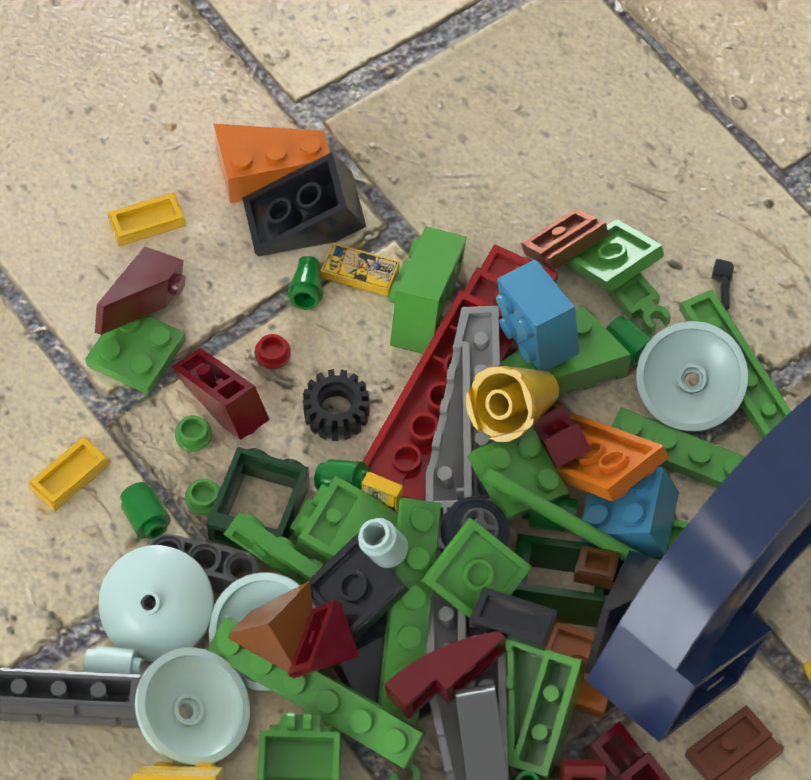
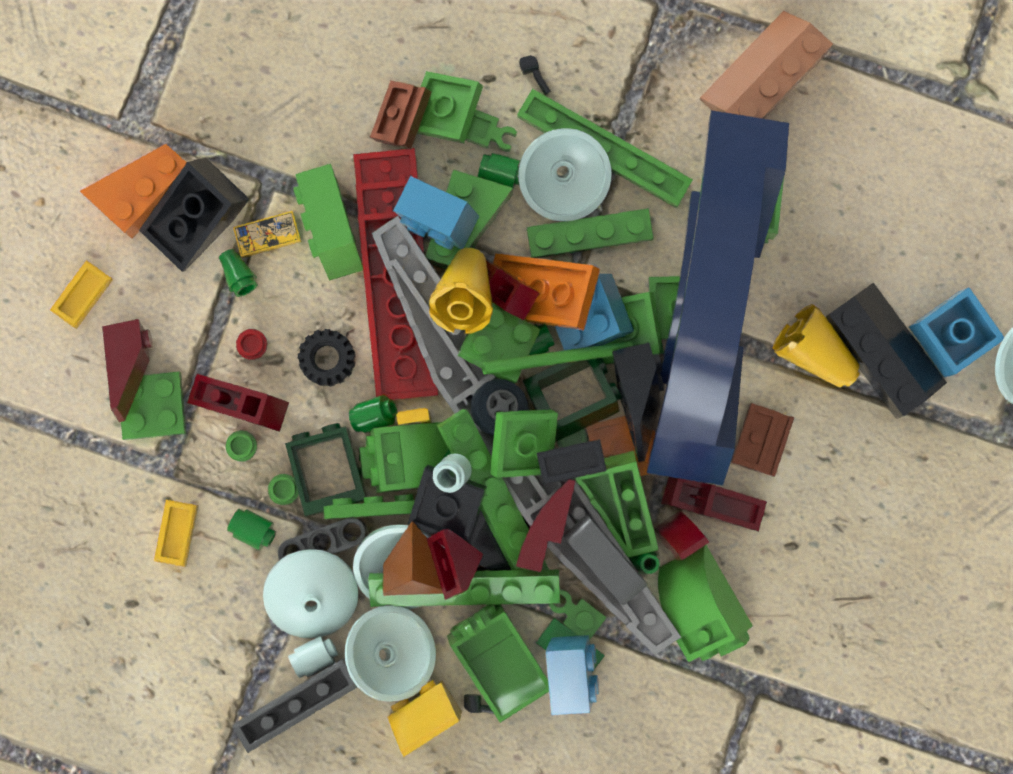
camera: 30 degrees left, 25 degrees up
(596, 567) = (596, 376): reddish brown tile -> none

